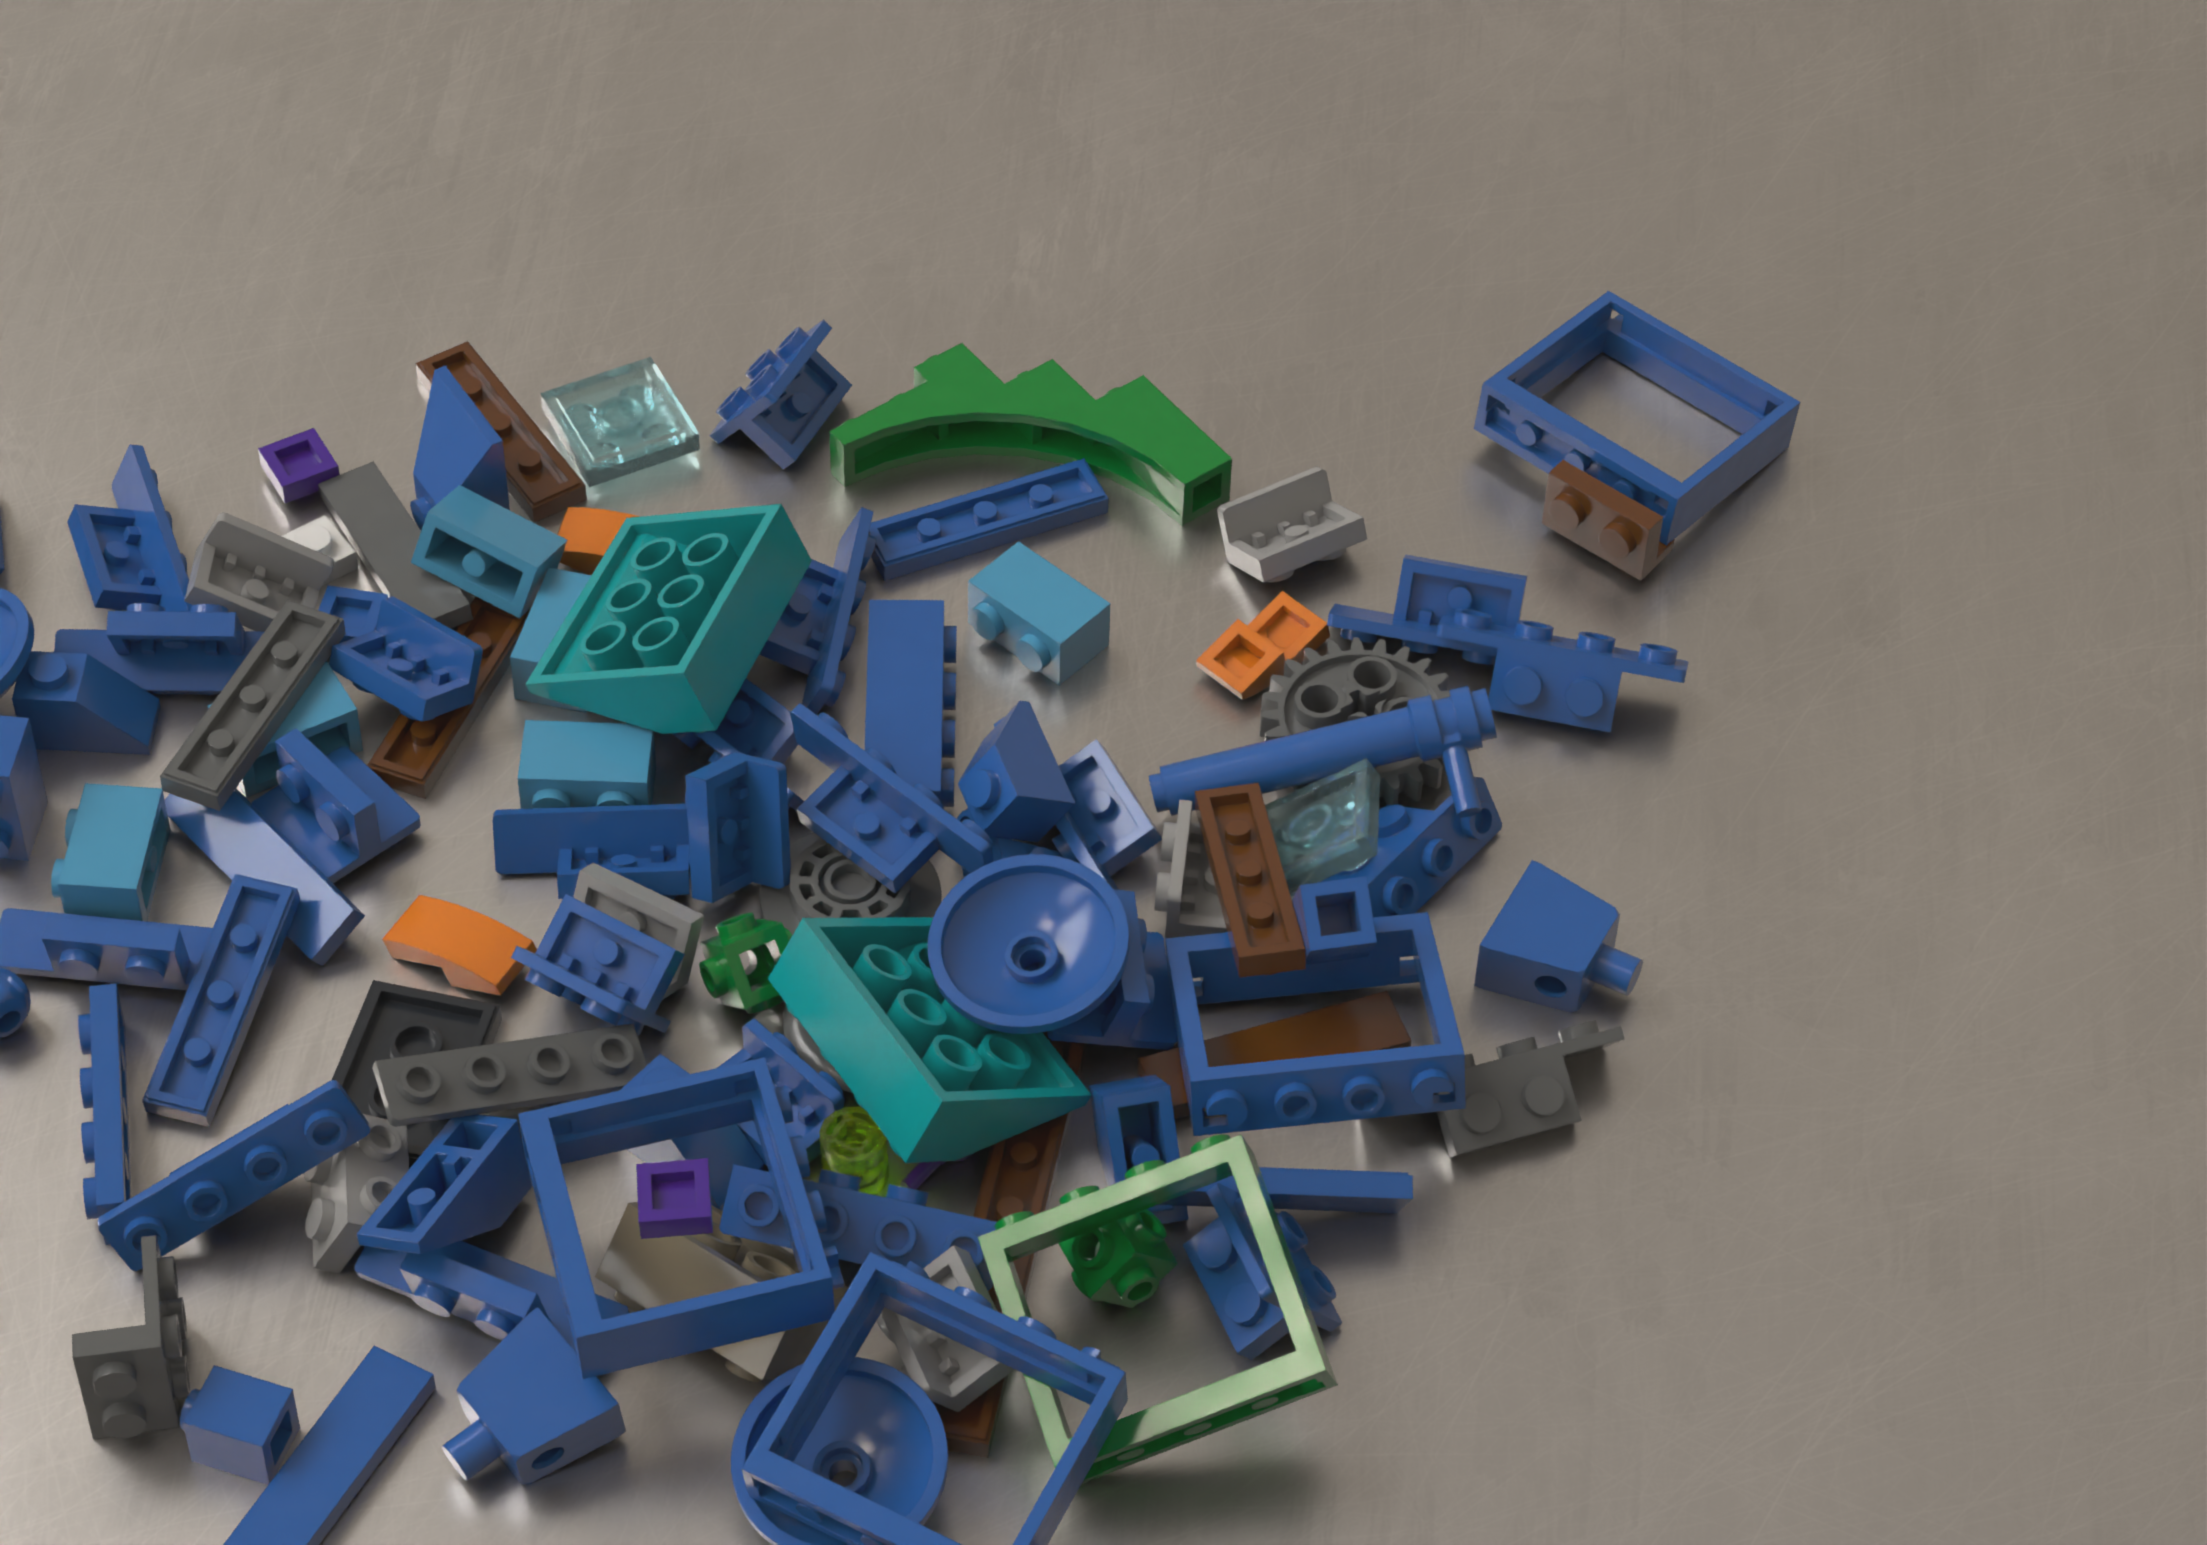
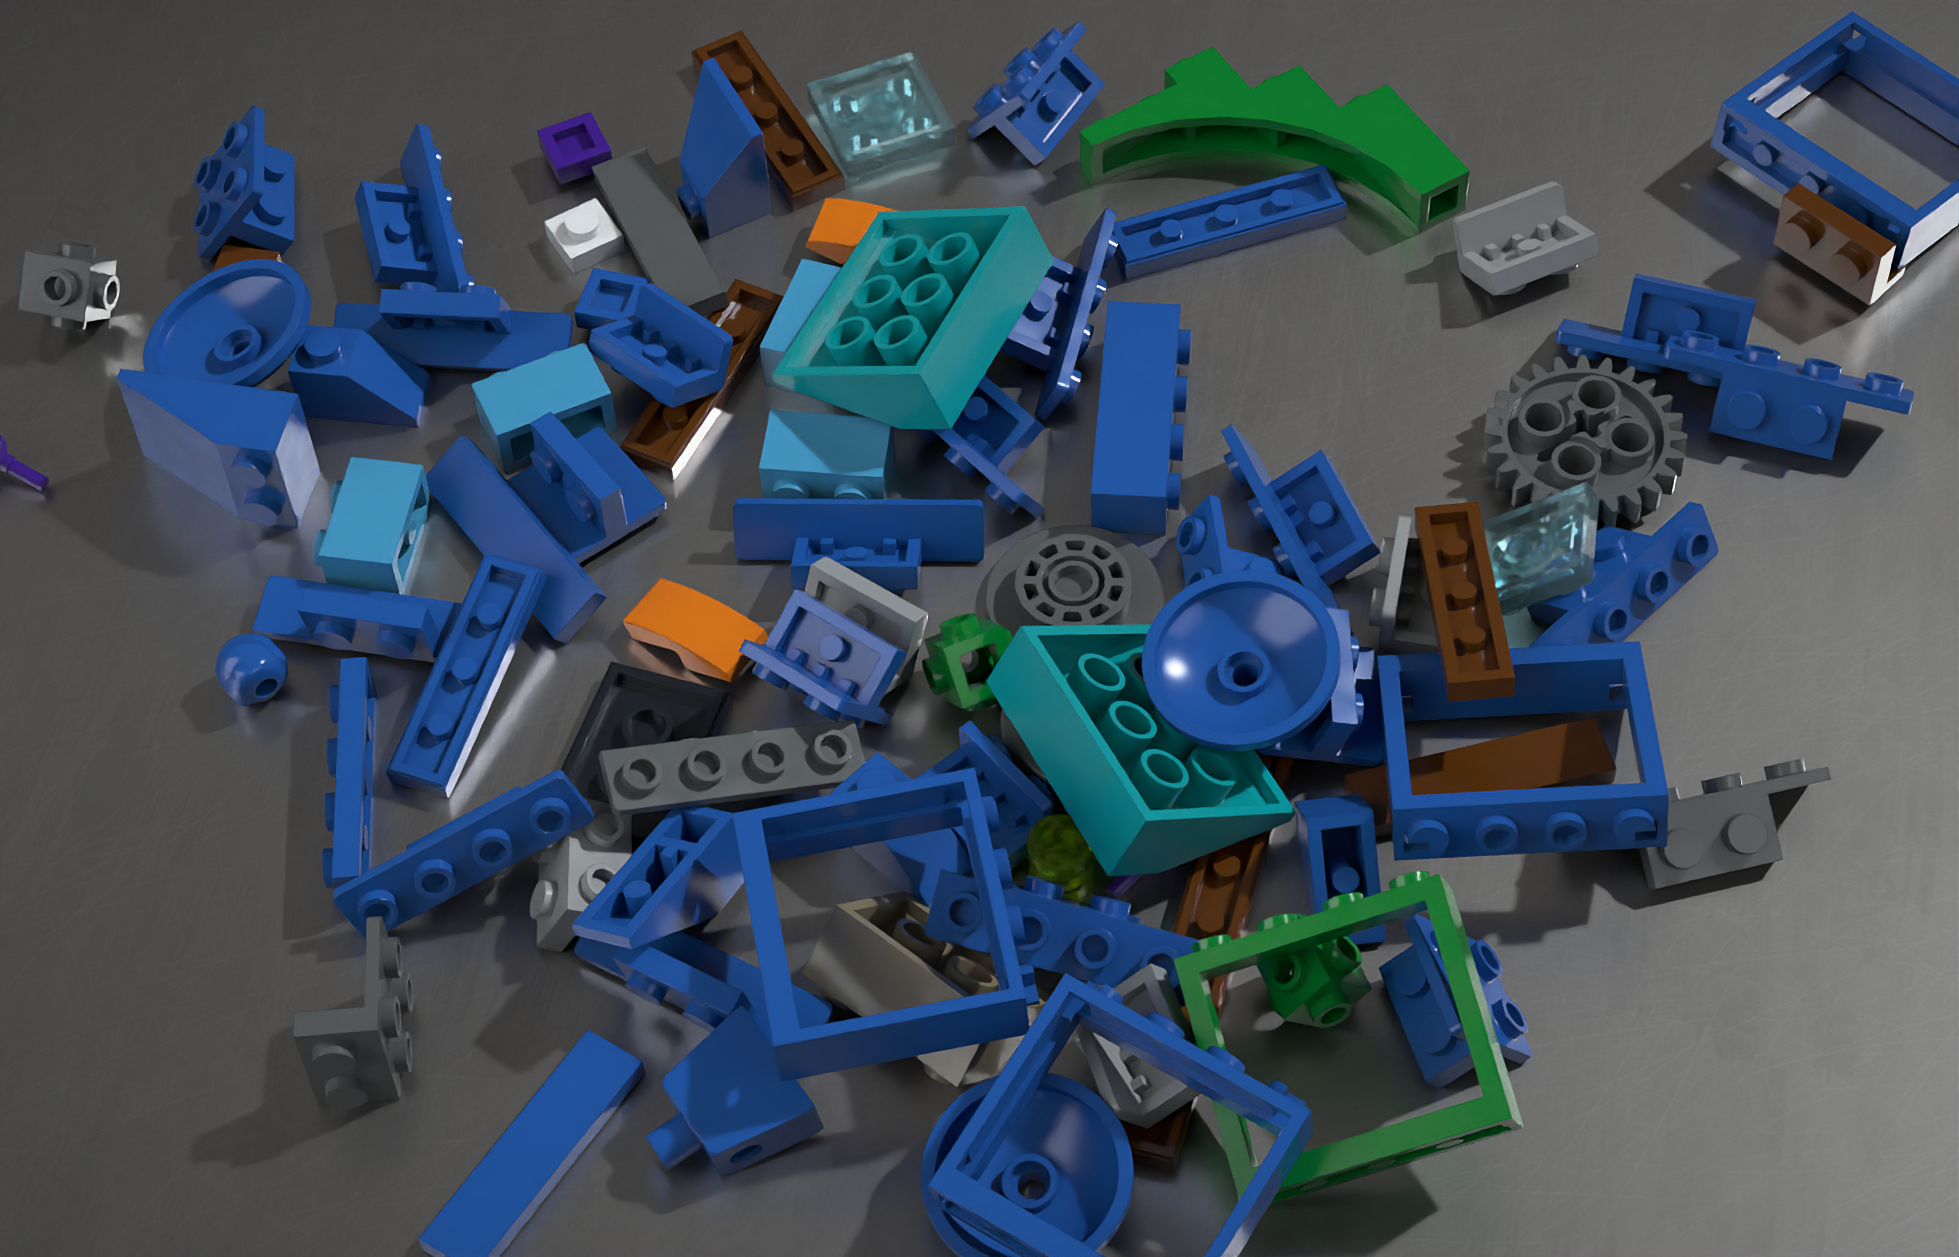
camera: 10 degrees right, 5 degrees up
(240, 1424) = (455, 1102): blue brick -> none
(252, 705) = (512, 386): dark grey tile -> none
(254, 571) = (526, 258): light grey bracket -> none
(487, 550) = (744, 239): dark azure brick -> none
(674, 1198) = (876, 910): dark purple plate -> none
(737, 826) = (966, 525): blue bracket -> none
(876, 813) = (1101, 519): blue bracket -> none
(1015, 780) = (1238, 490): blue slope -> none
(1038, 613) = (1272, 319): dark azure brick -> none
(1253, 652) = (1482, 365): orange slope -> none
(1322, 1190) = (1521, 920): blue tile -> none
(1335, 920) = (1546, 649): blue brick -> none
(1422, 730) = (1644, 454): blue cylinder -> none
(1554, 944) = (1764, 677): blue torso -> none

